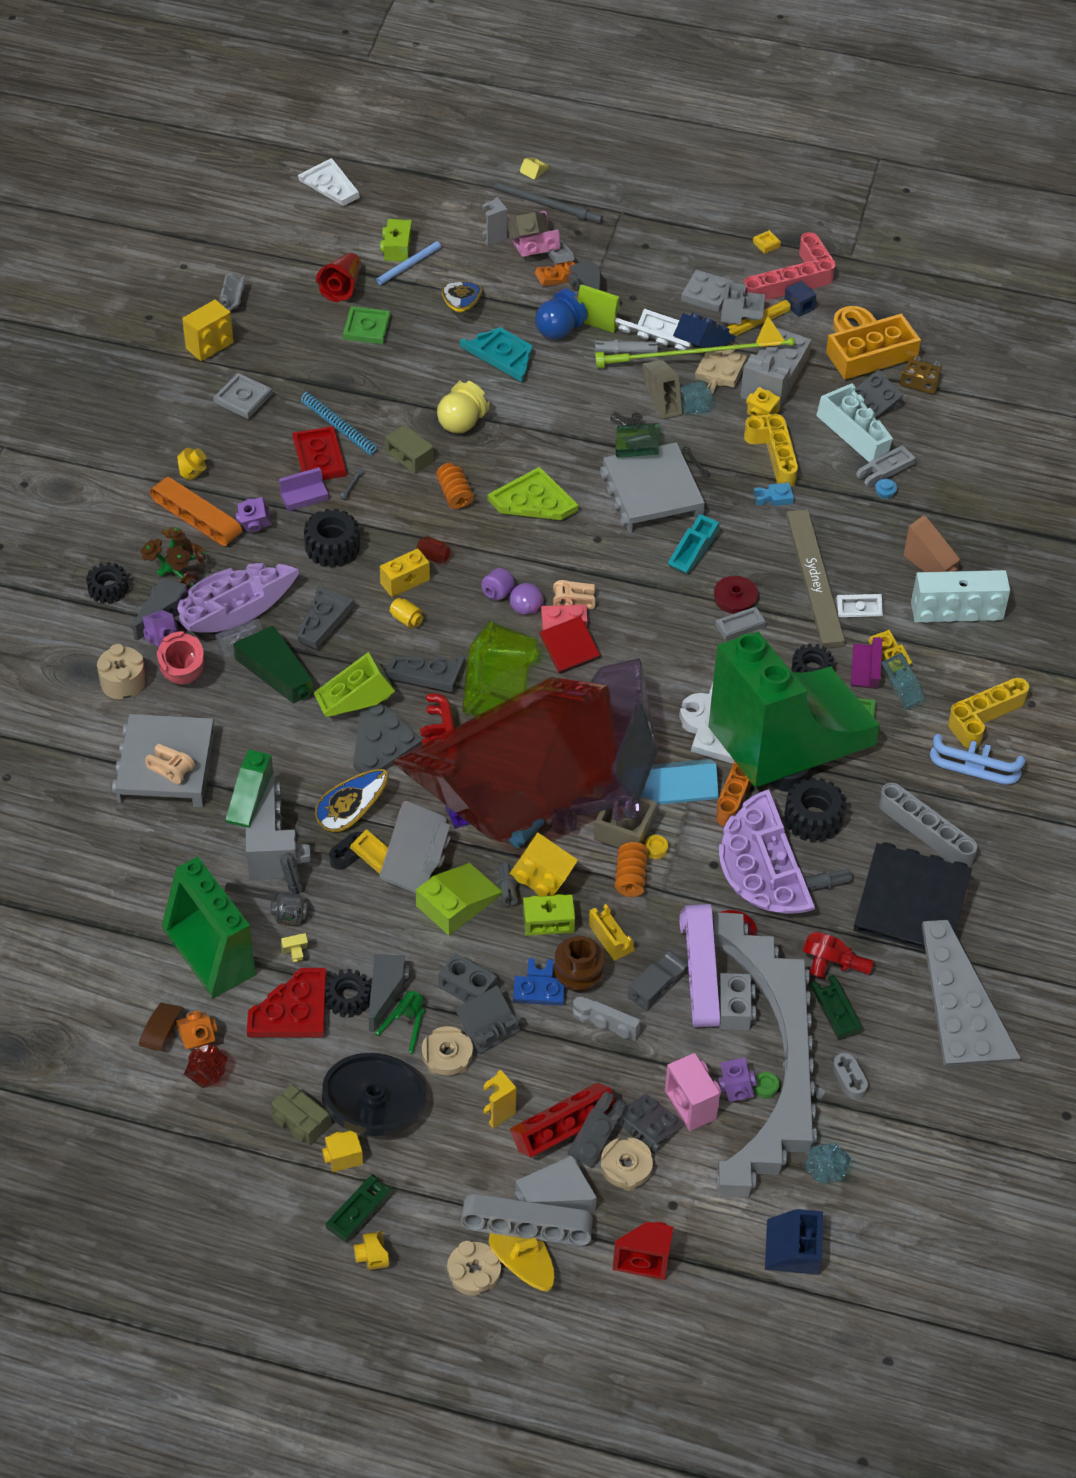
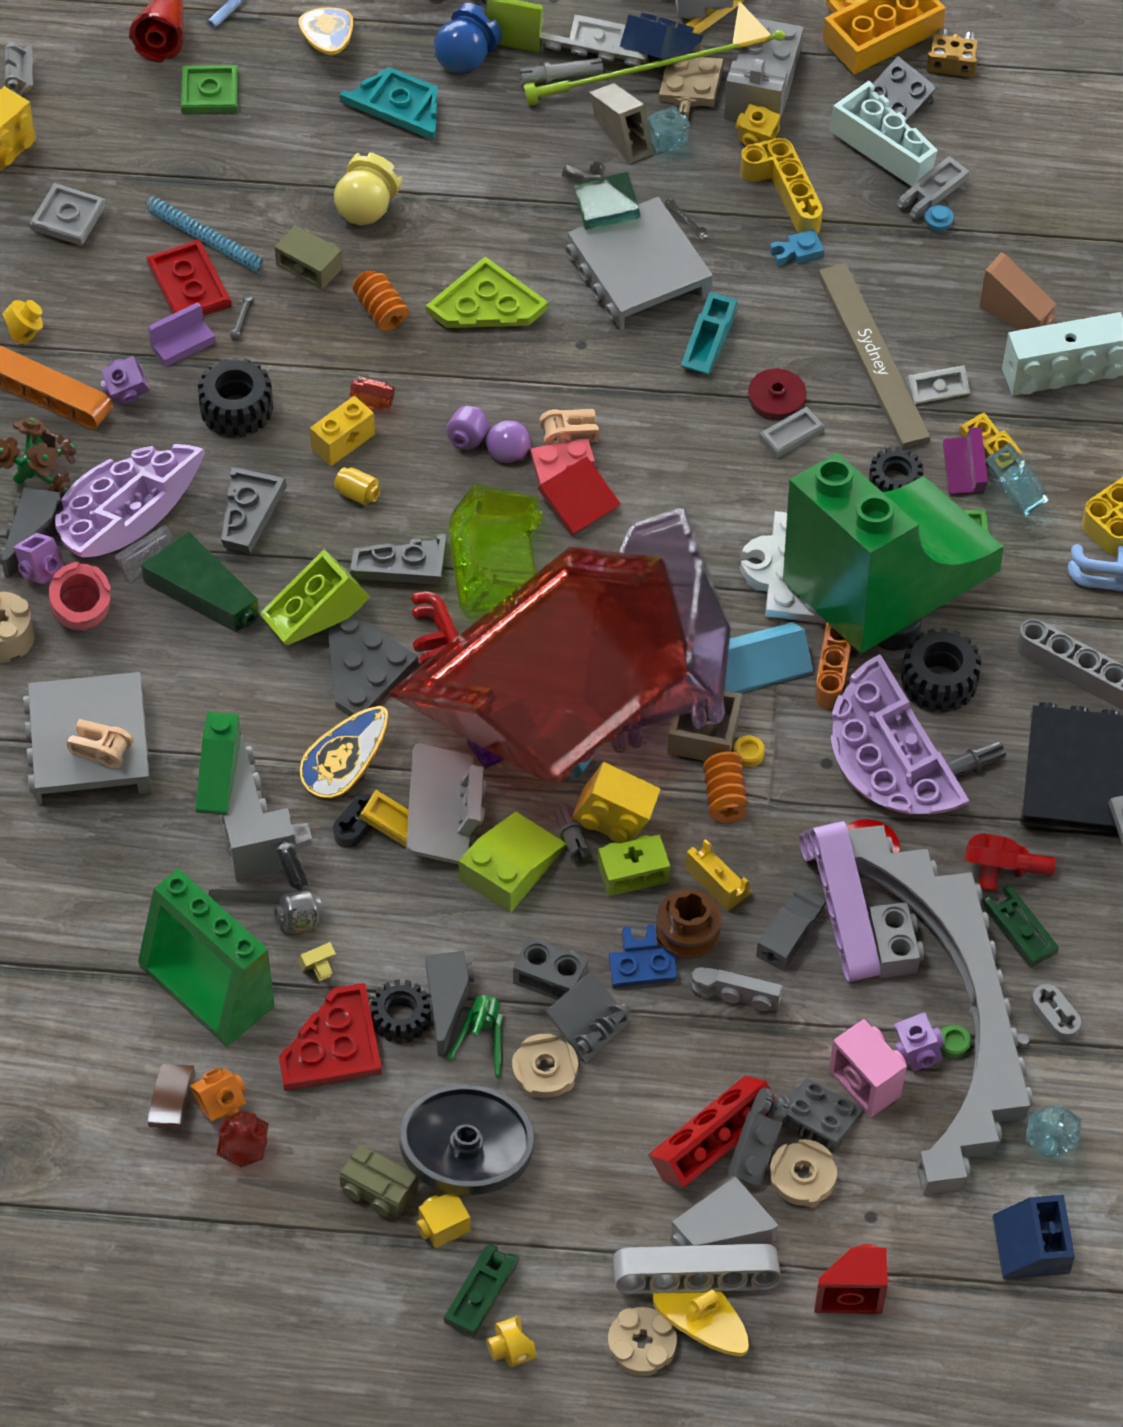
camera: 10 degrees left, 5 degrees up
(502, 1100) = (632, 1118): yellow hinge -> none

